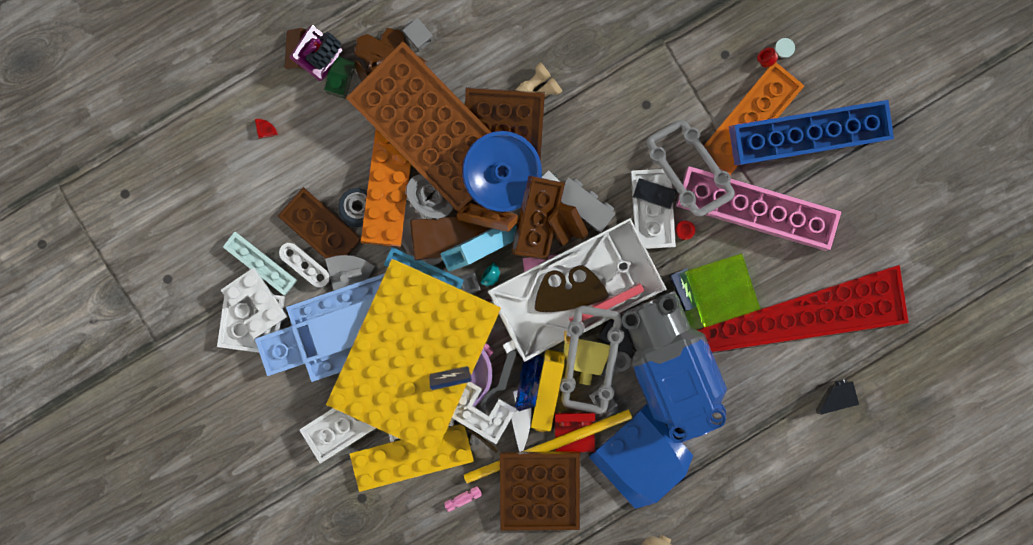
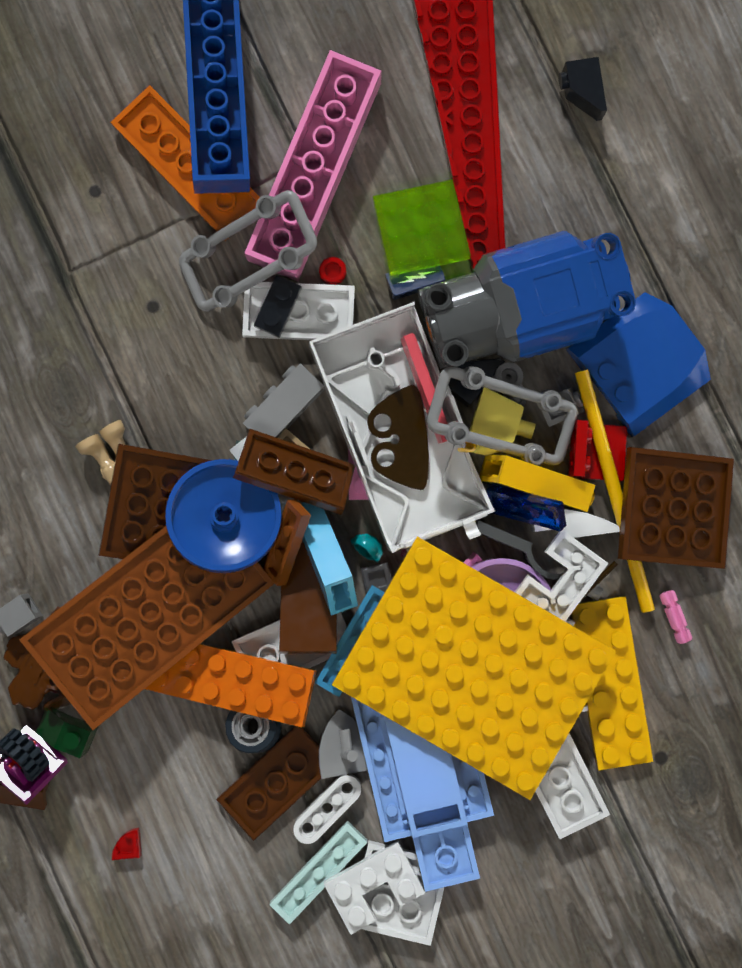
camera: 85 degrees left, 0 degrees up
(417, 191) = (241, 639): light grey gear -> none
(450, 378) = (511, 619): dark blue slope -> none
(567, 223) = (306, 431): reddish brown panel -> none
(767, 57) = (104, 131): red tile -> none
(784, 48) = (95, 108): light aqua tile -> none

